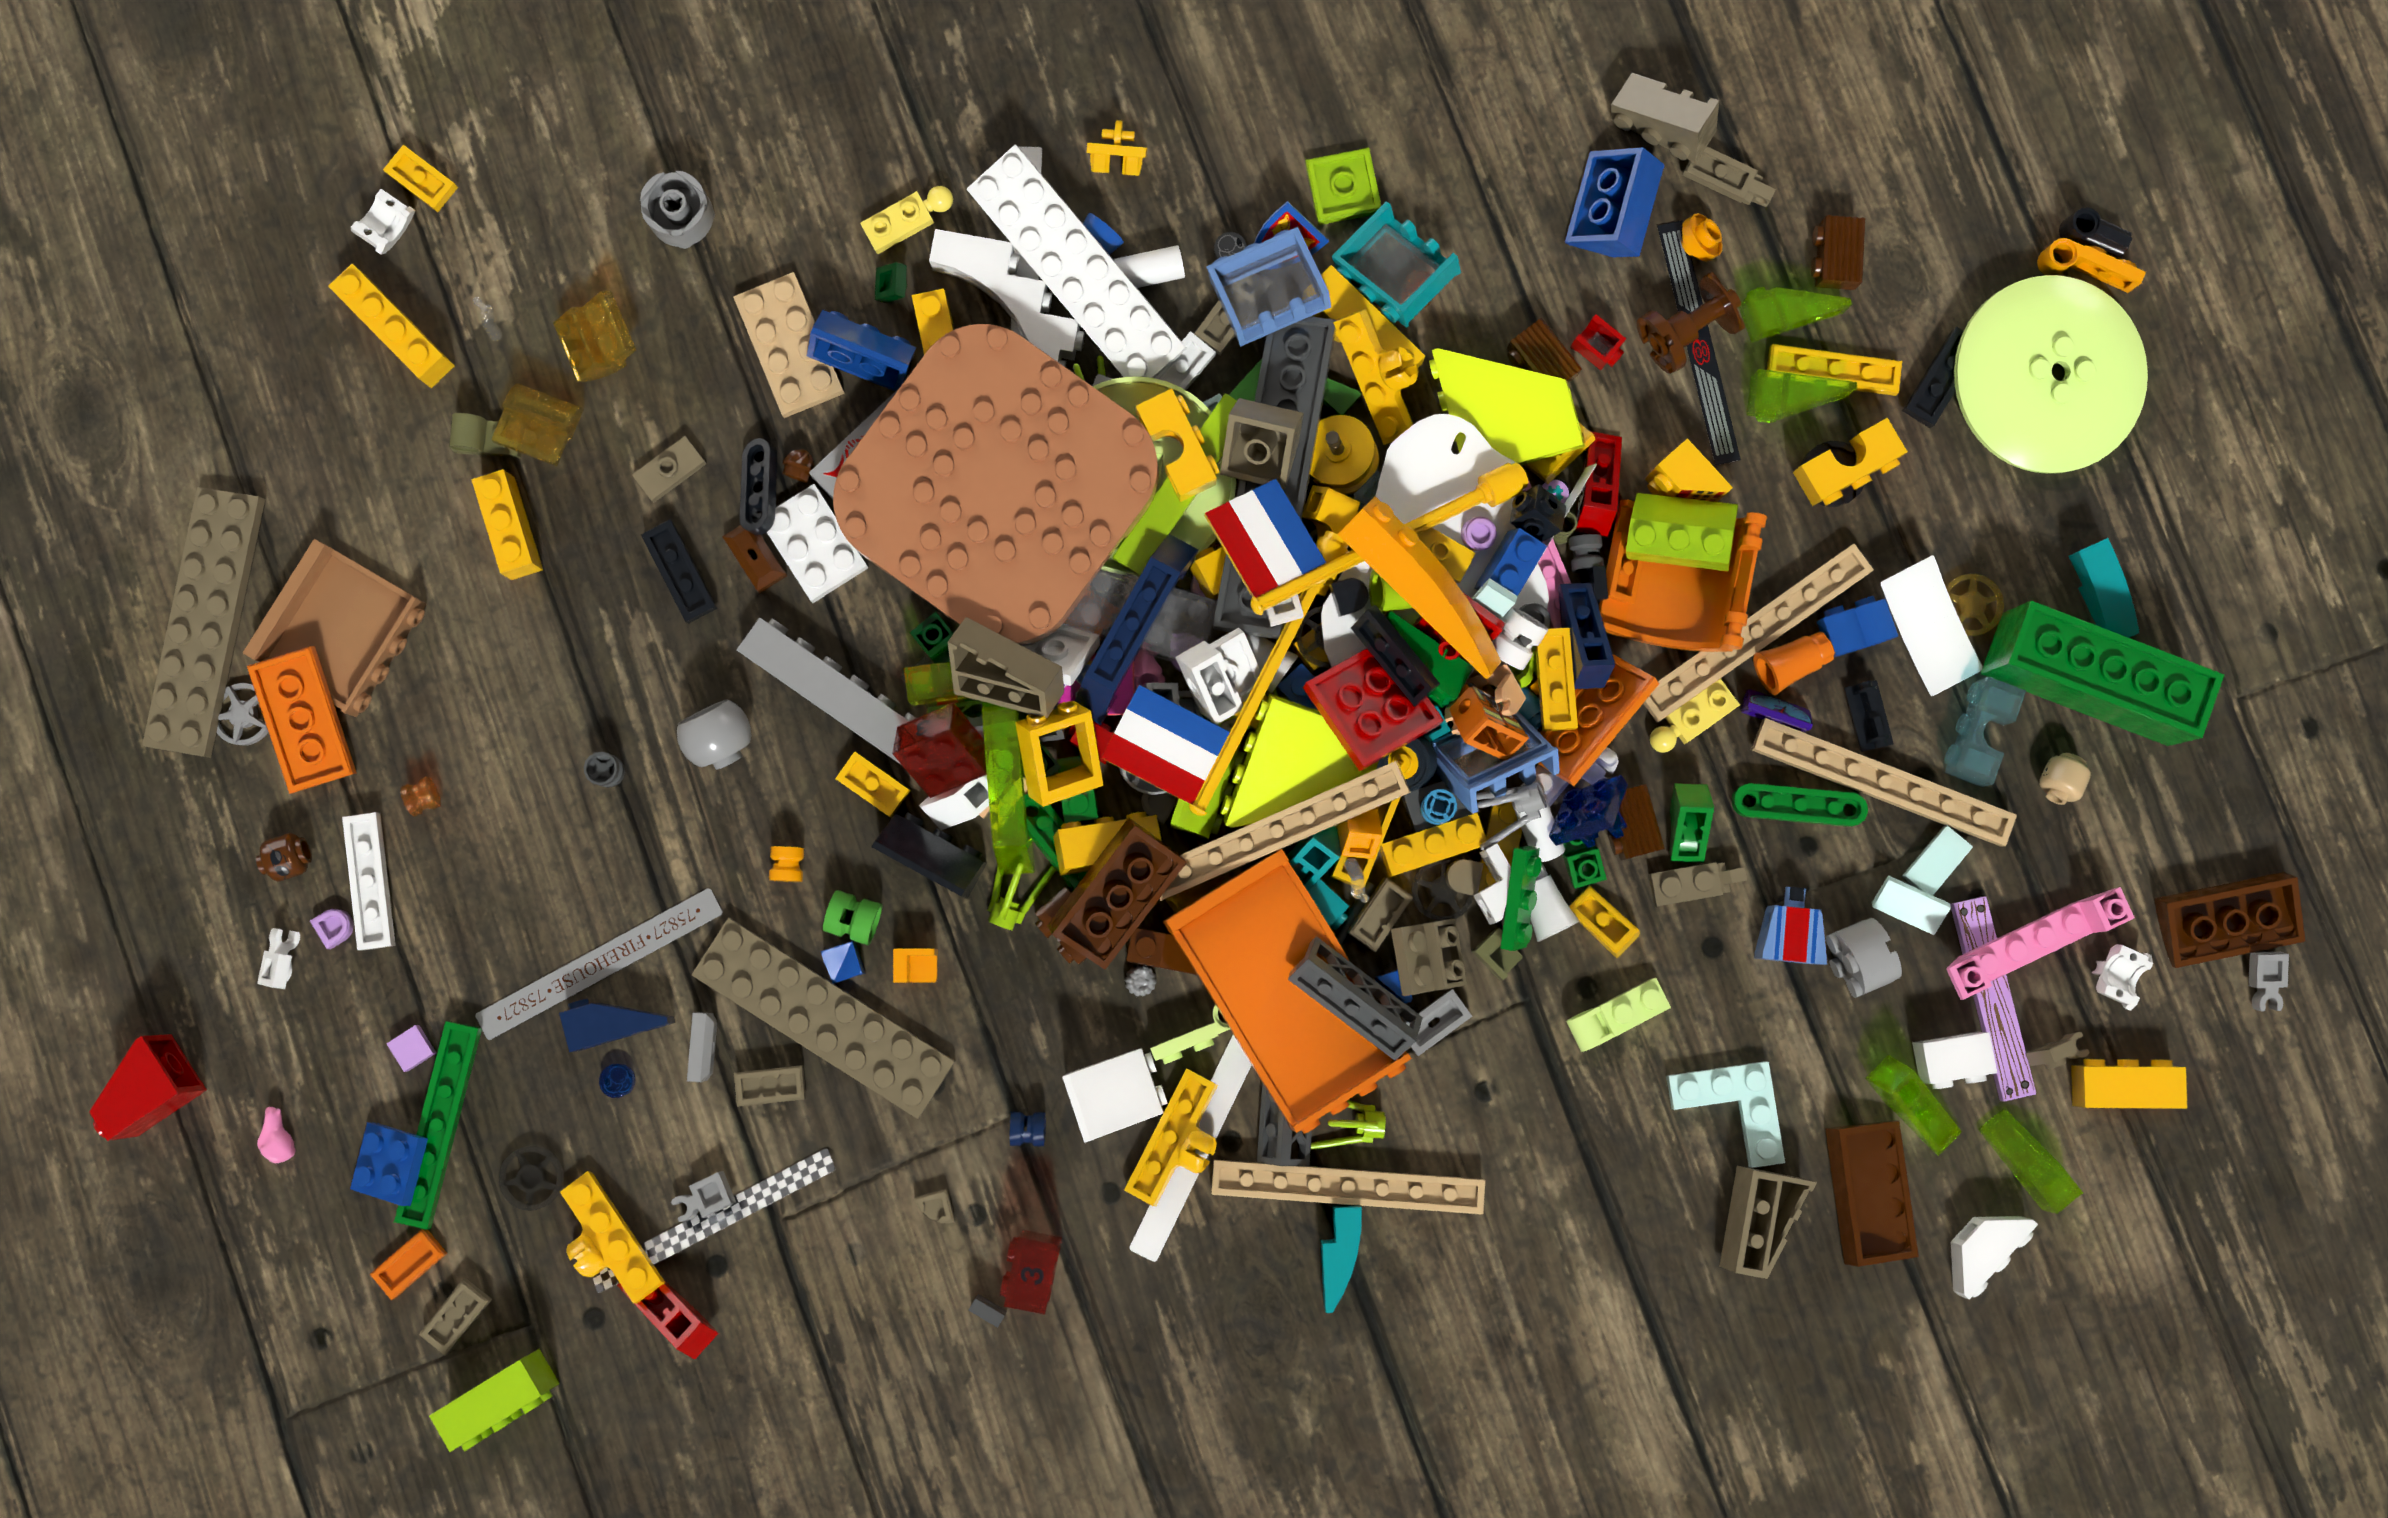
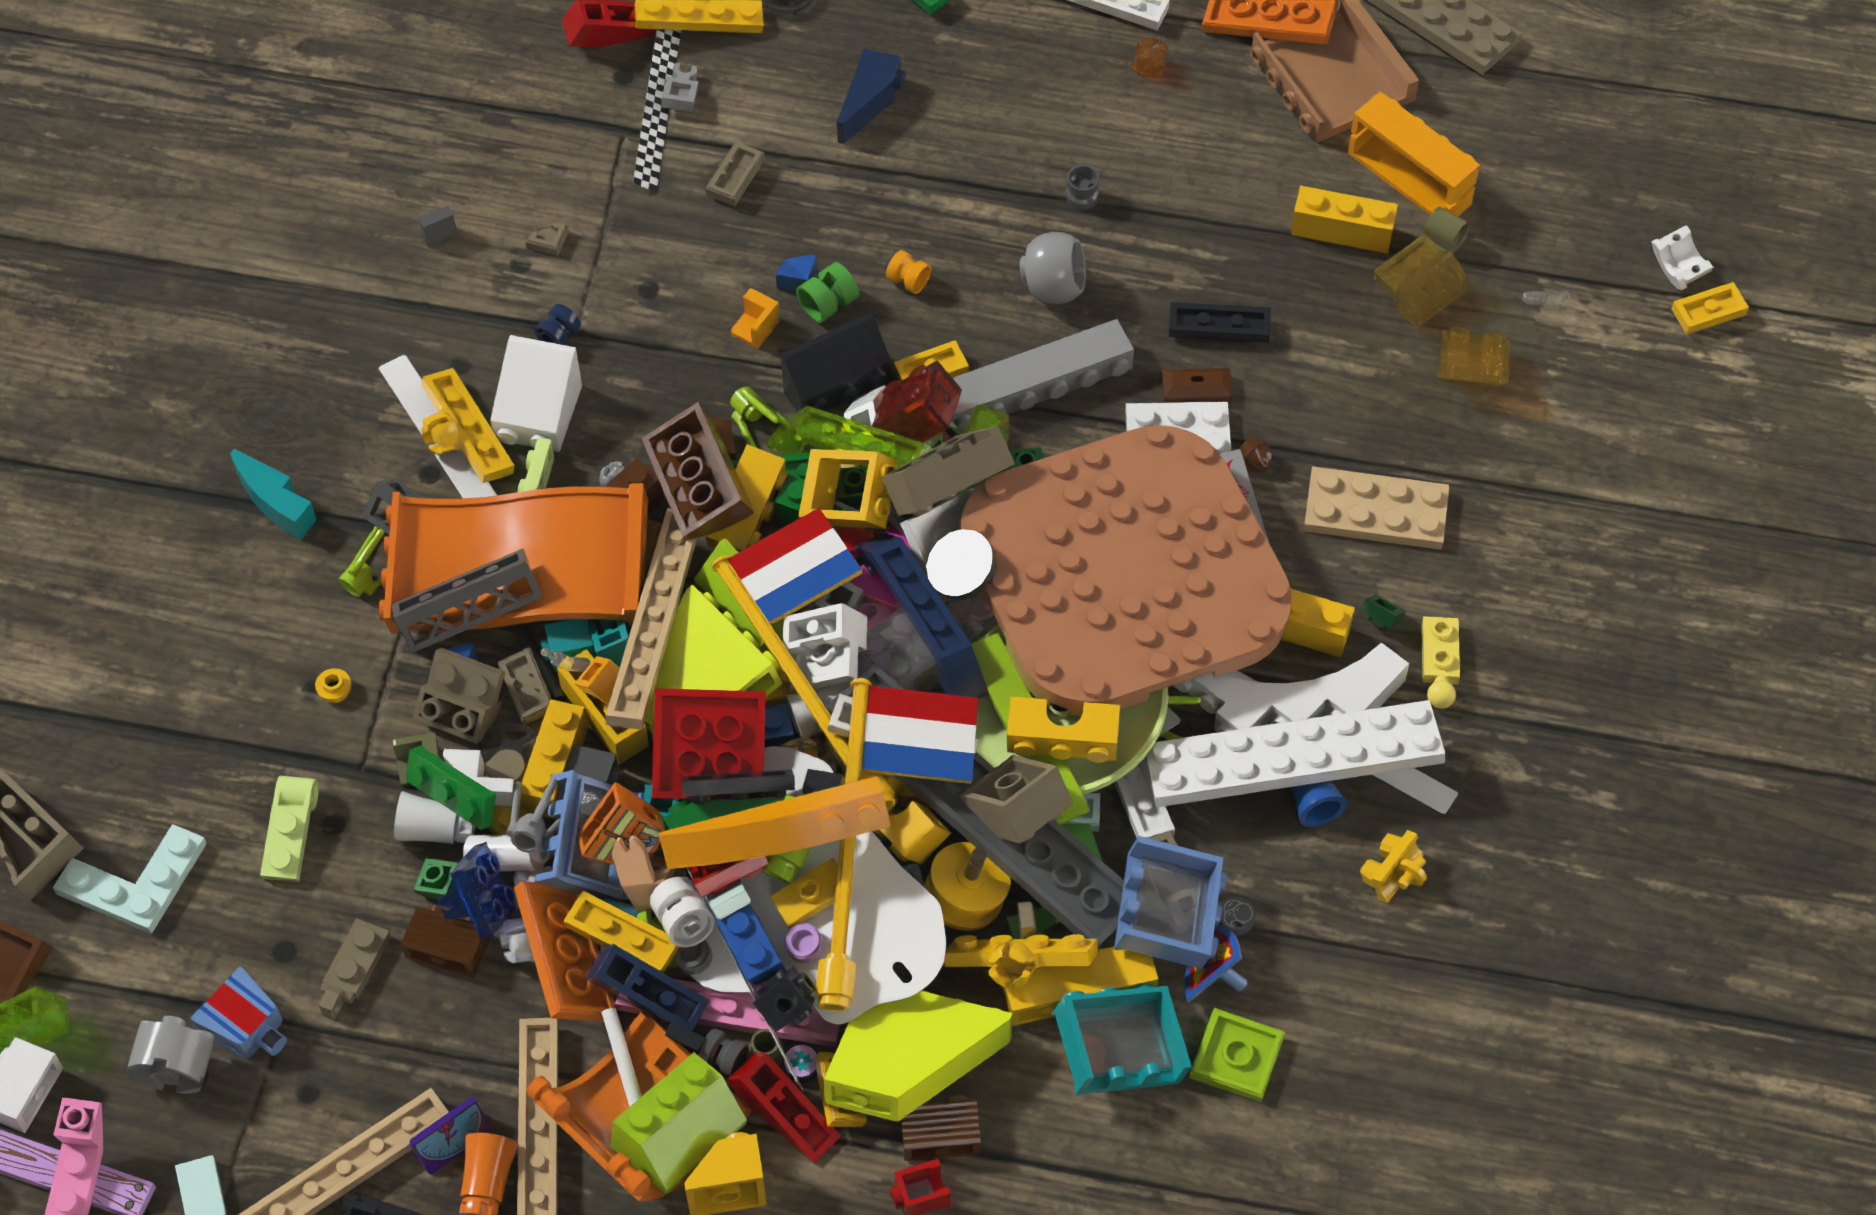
camera: 125 degrees right, 25 degrees down
(391, 325) = (1580, 222): yellow brick -> none
(408, 495) = (1412, 157): none -> light orange piece
(598, 964) = (924, 117): light grey sticker -> none
(617, 1080) = (820, 80): clear blue tile -> none
(669, 469) = (1319, 362): dark tan plate -> none
(678, 190) = (1558, 476): light grey brick -> none
(702, 1047) = (803, 141): light grey piece -> none
(758, 506) = (1255, 411): black plate -> none
(823, 1018) = (760, 239): dark tan plate -> none
(860, 350) = (1331, 542): blue slope -> none
(1032, 1271) = (441, 263): clear red brick -> none
(1084, 606) = (961, 564): none -> tile
(1153, 266) = (1260, 830): white brick -> none
(1343, 391) = (1026, 919): none -> dark tan tile
(1348, 1187) = (316, 536): tan plate -> none
(1416, 762) = (632, 765): black wheel -> none
(1438, 812) = (587, 756): dark azure wheel -> none
(1451, 1015) = (400, 663): light grey piece -> none
(1465, 1068) = (336, 693): none -> yellow plate
(1604, 921) = (377, 868): yellow slope -> none
(1644, 618) = (621, 1055): none -> white bar
(1690, 822) = (410, 989): green arch -> none
(1694, 717) = (500, 1059): light yellow plate -> none
(1800, 805) = (349, 1100): green plate -> none
(1911, 905) = (182, 1142): light aqua tile -> none

